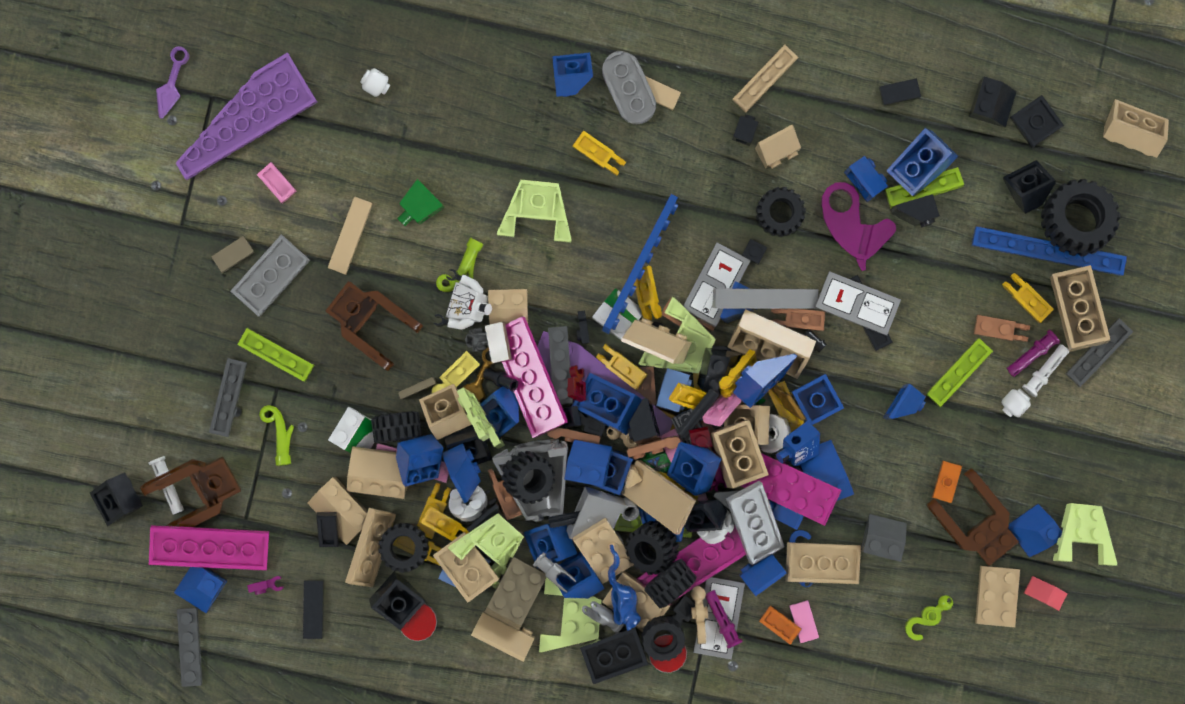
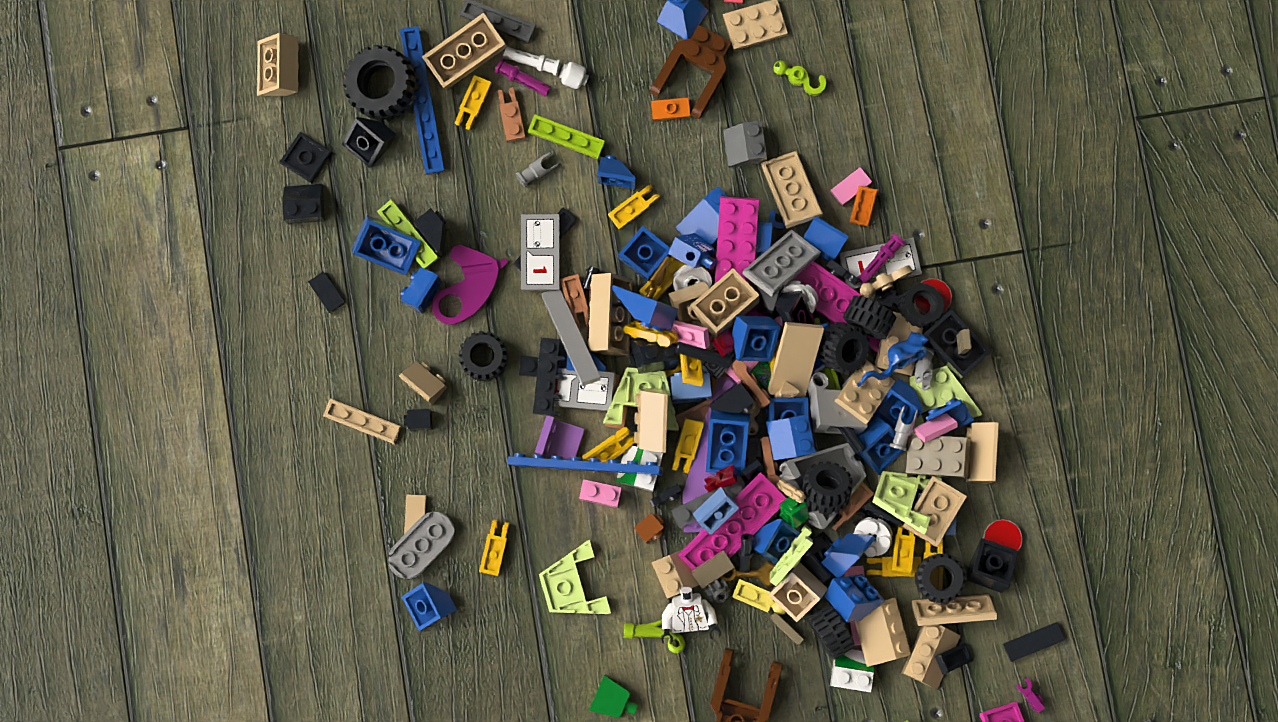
camera: 110 degrees left, 5 degrees down
(520, 438) = (794, 512): none -> green brick
(538, 443) = (791, 491): none -> tan axle
(543, 601) = (935, 427): none -> bright pink tile
(546, 620) = (957, 410): none -> blue bracket
(548, 365) = (715, 510): none -> medium blue brick
(559, 301) = (650, 528): none -> dark orange brick
(609, 268) = (600, 493): none -> bright pink brick
(611, 661) = (964, 341): none -> dark tan tile
(674, 251) = (559, 439): none -> medium lavender bracket
(727, 574) = (837, 271): none -> black plate
(736, 263) = (547, 377): none -> black hinge
(866, 407) = (632, 207): none -> yellow hinge
(937, 329) = (534, 171): none -> light grey piece

